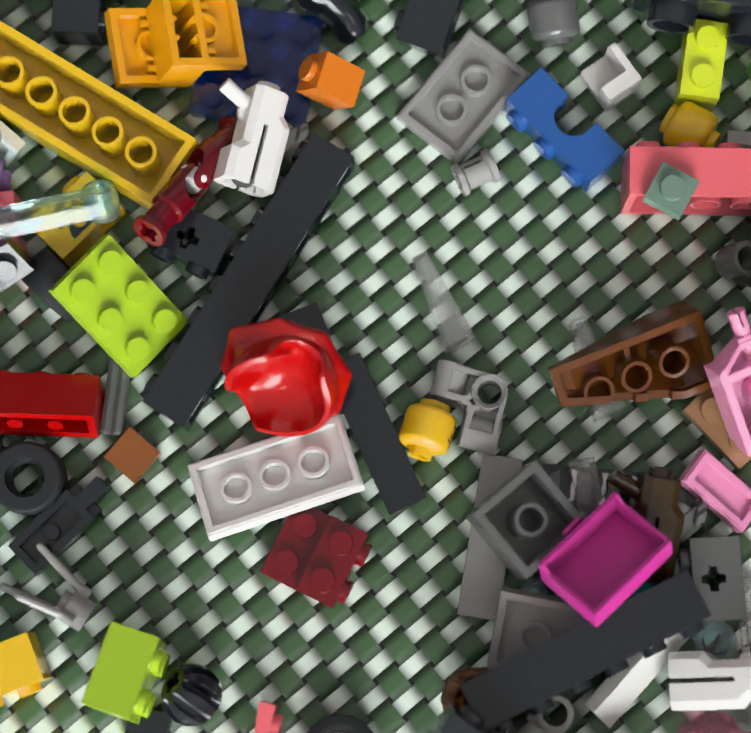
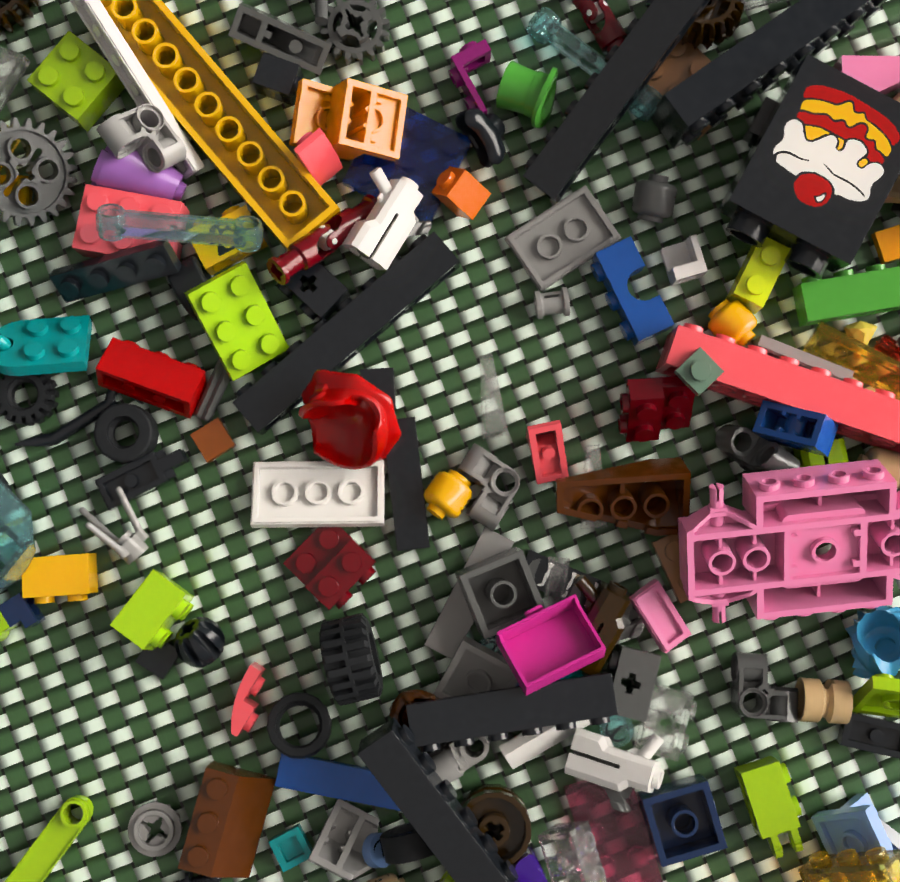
camera: 10 degrees right, 5 degrees up
(153, 88) = (318, 156): none -> coral slope
(377, 655) = (351, 659): none -> black tyre
(526, 341) = (547, 451): none -> coral slope
(633, 250) = (653, 406): none -> dark red plate

